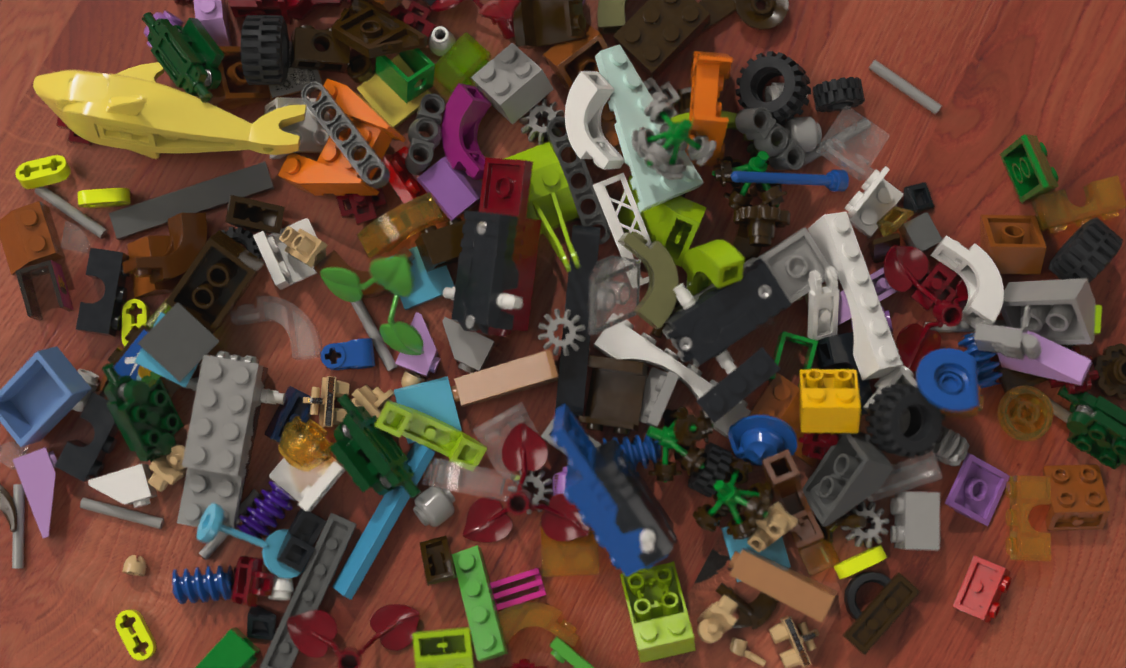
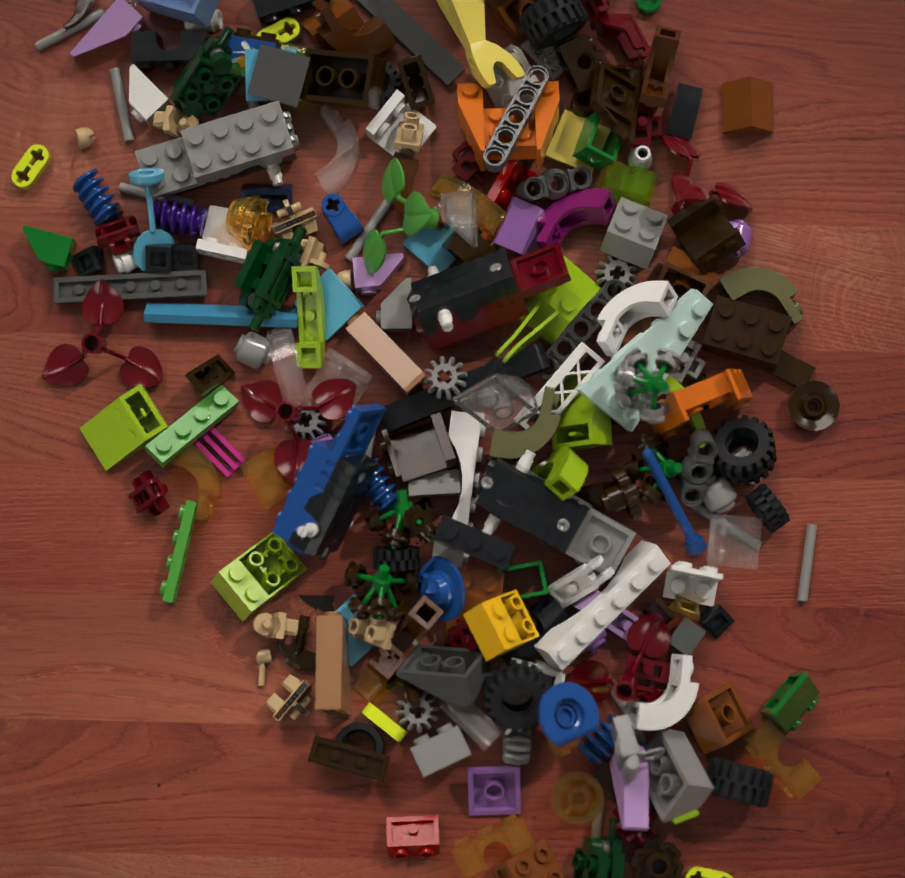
camera: 65 degrees right, 0 degrees up
(410, 236) = (460, 213): none -> clear slope

